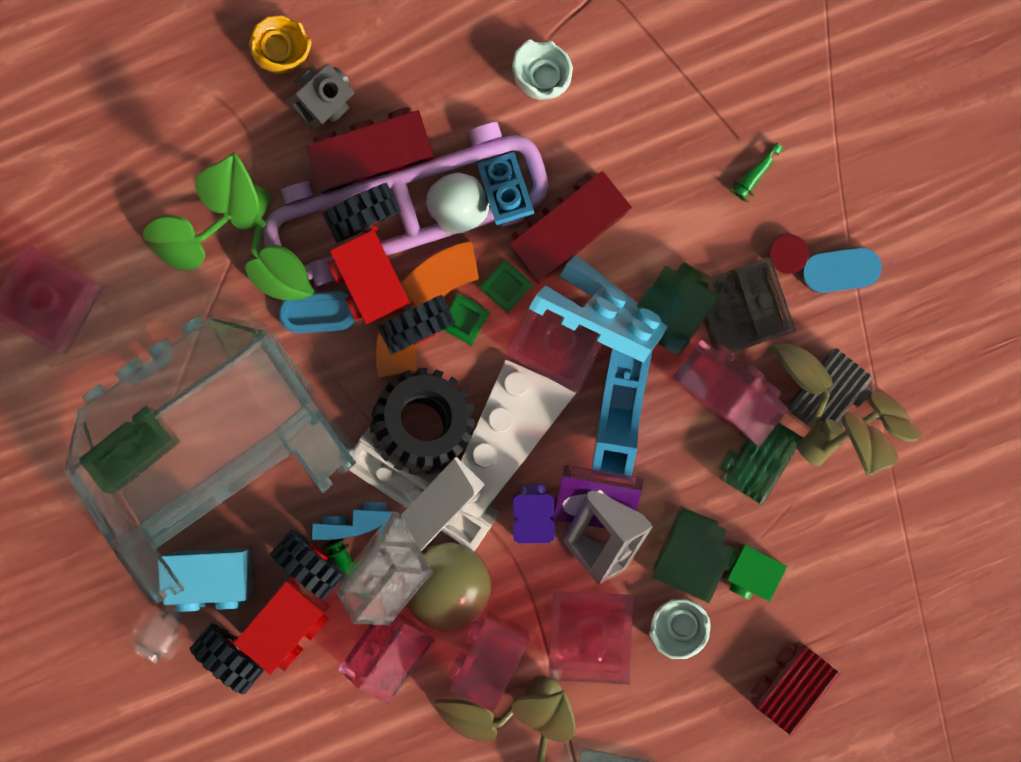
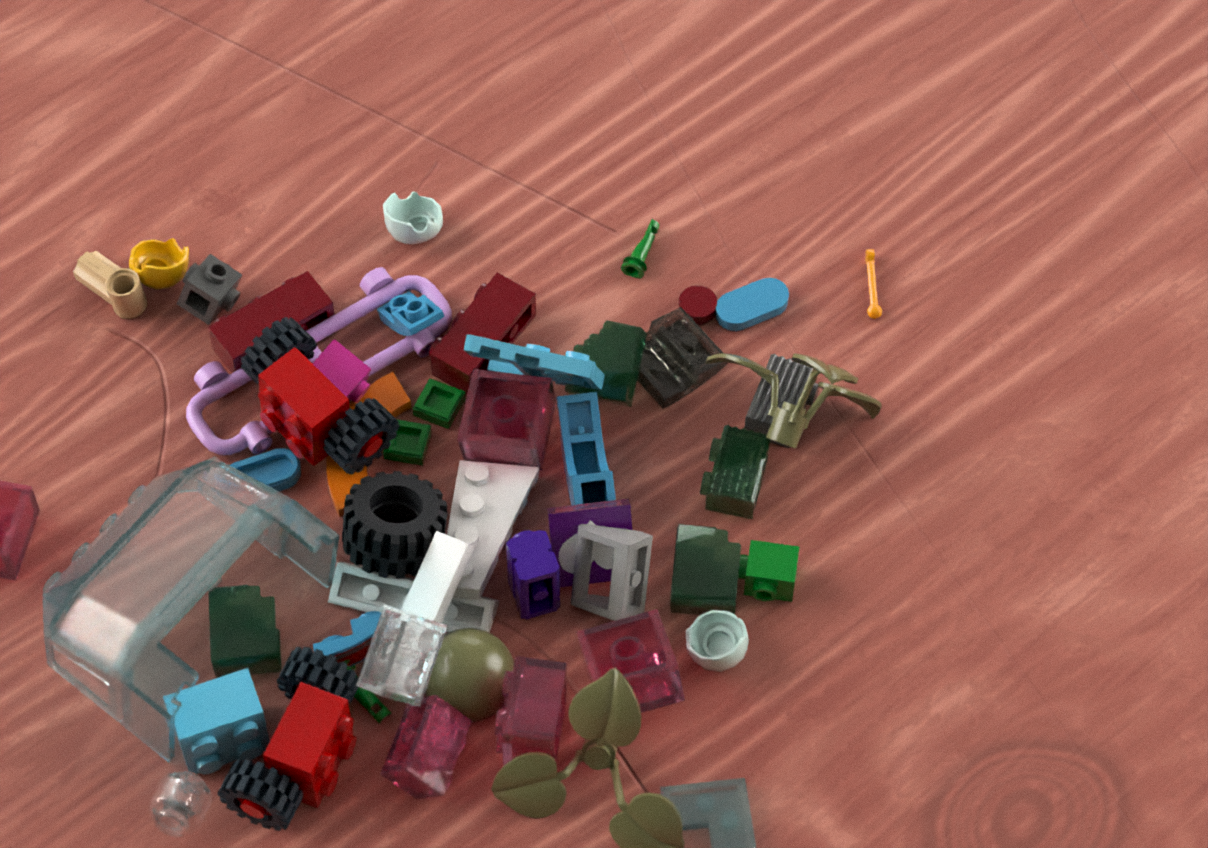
camera: 20 degrees left, 30 degrees down
(129, 450) = (109, 553): clear green brick -> none
(227, 51) = (114, 284): none -> tan piece
(229, 190) = (149, 348): bright green plant -> none
(263, 498) = (243, 631): none -> clear green piece
(416, 241) = (344, 370): none -> dark pink brick
(457, 202) = (370, 338): light aqua hair -> none
(731, 391) = (685, 408): clear pink brick -> none
(793, 687) = (852, 661): dark red brick -> none
(957, 314) = (874, 310): none -> light orange hinge

